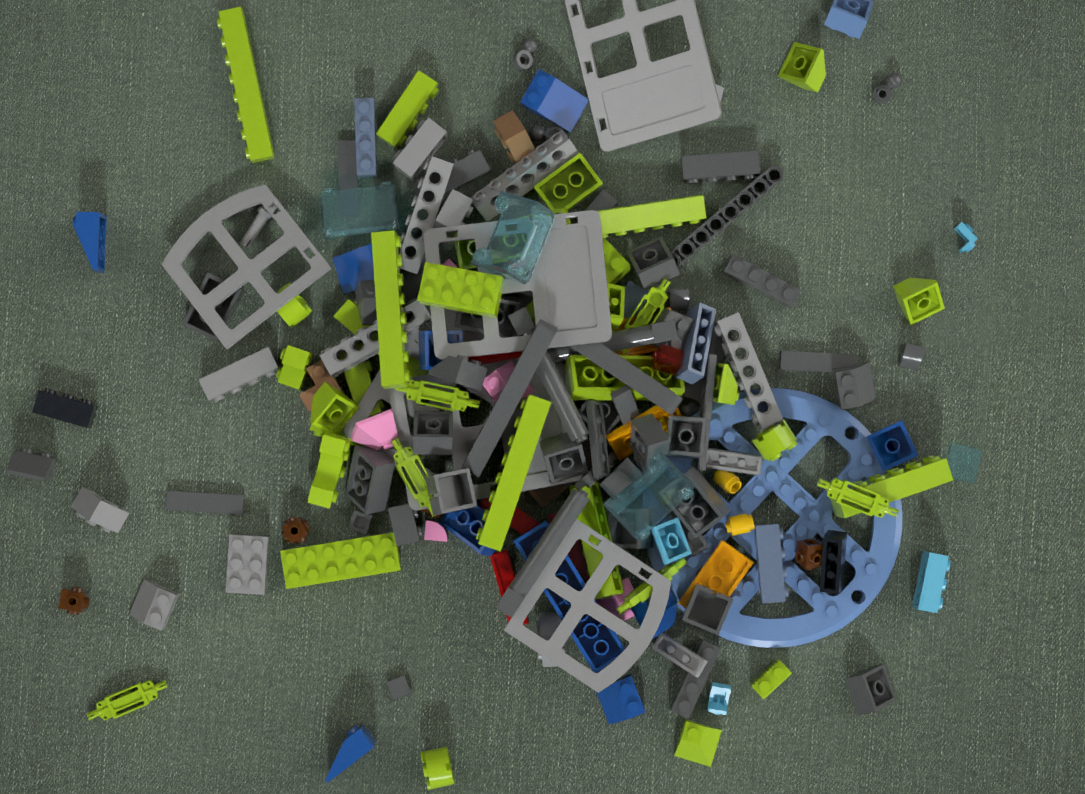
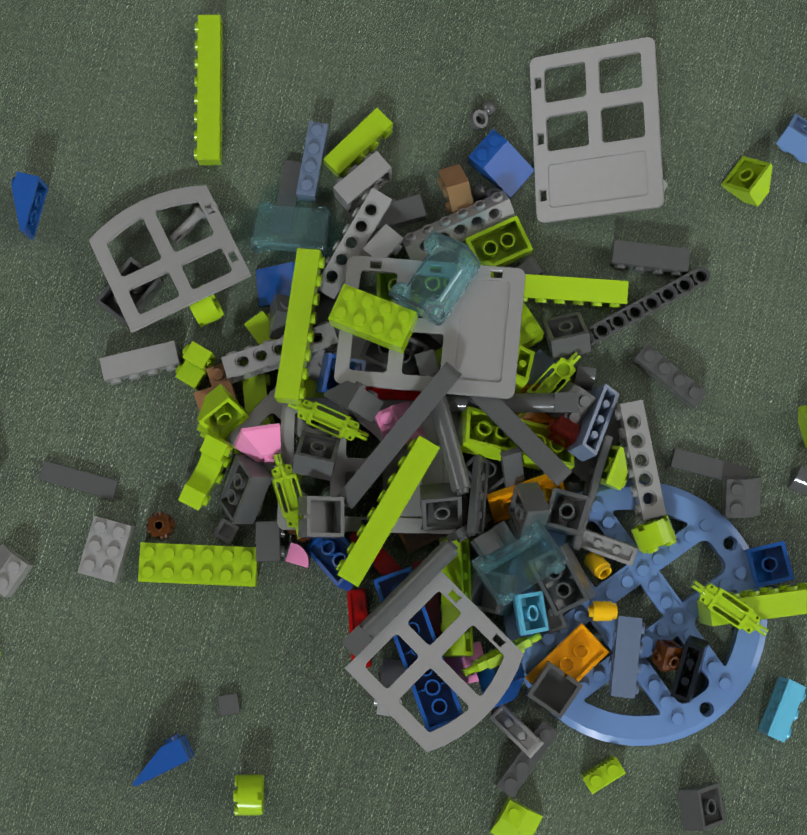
camera: 10 degrees right, 5 degrees down
(621, 700) = (448, 765): blue slope -> none
(718, 698) = (546, 783): medium azure bracket -> none

